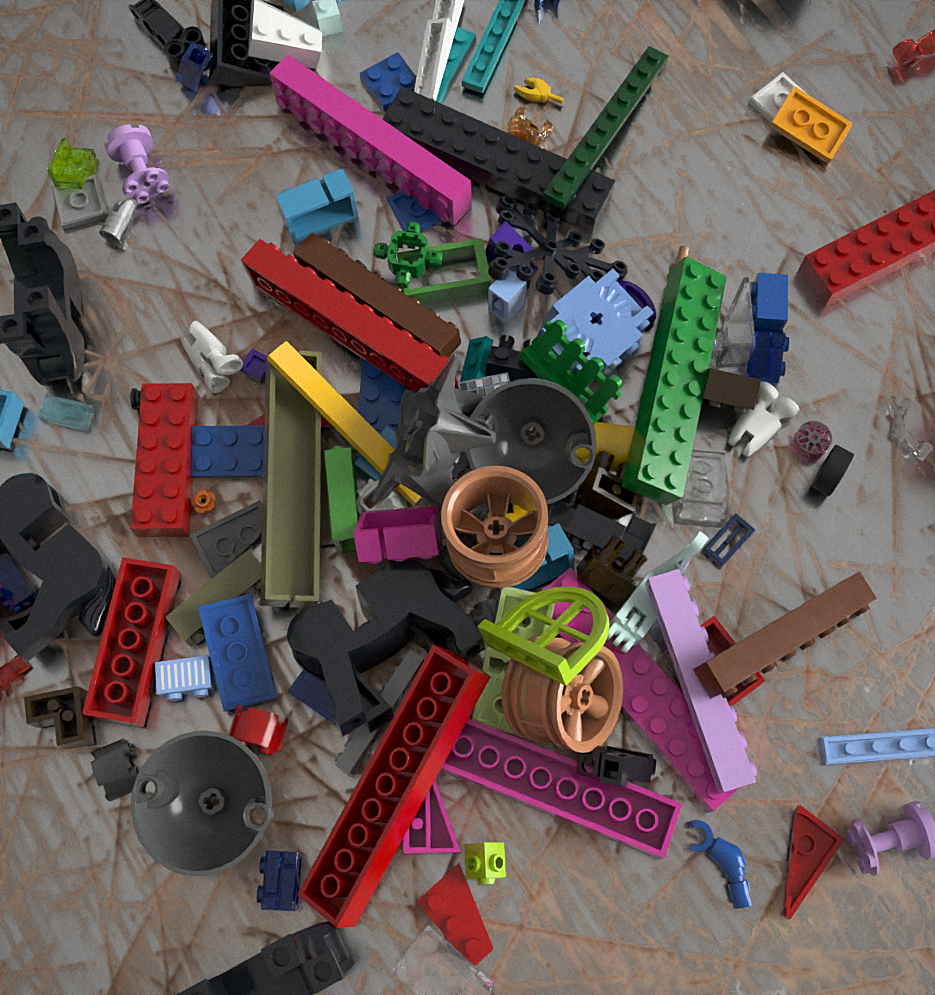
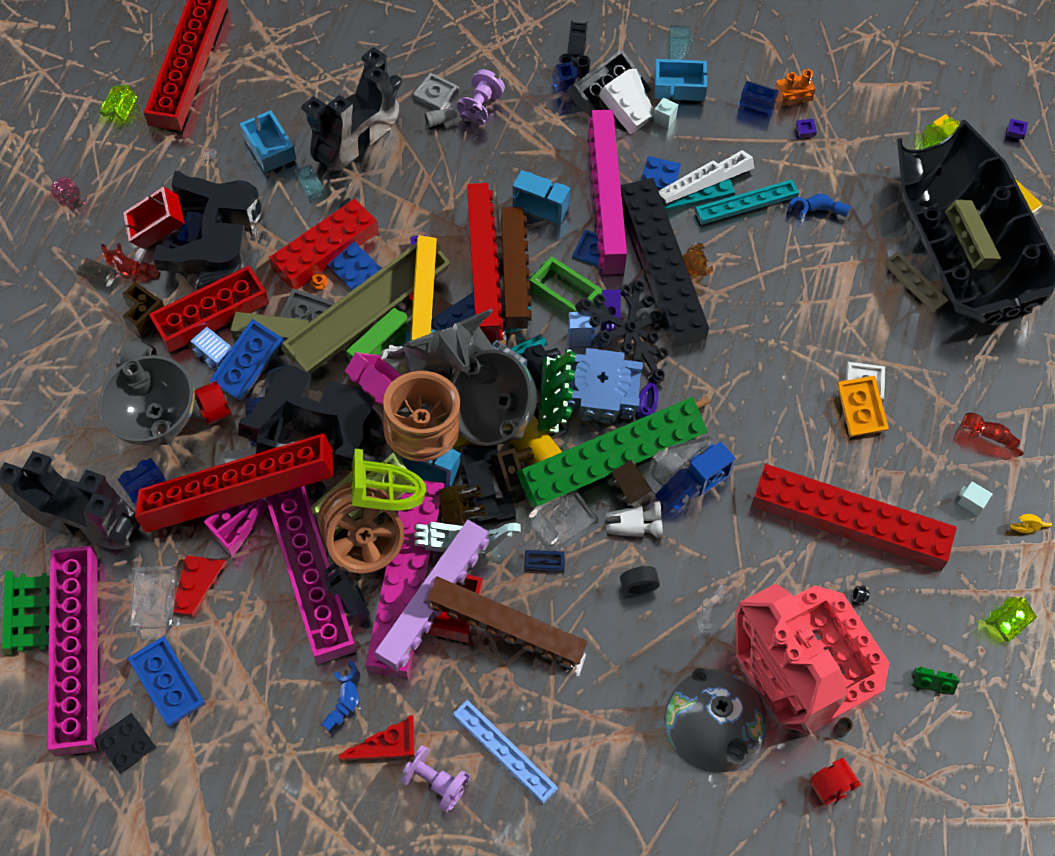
camera: 45 degrees right, 10 degrees down
(70, 165) = (449, 70): clear neon green bracket -> none
(209, 357) = (402, 219): white piece -> none
(404, 270) = (552, 271): green piece -> none
(485, 861) = (235, 570): lime brick -> none
(540, 93) = (732, 252): yellow hand -> none
(604, 128) = (740, 297): dark green plate -> none
(812, 440) = (652, 557): clear pink wheel -> none

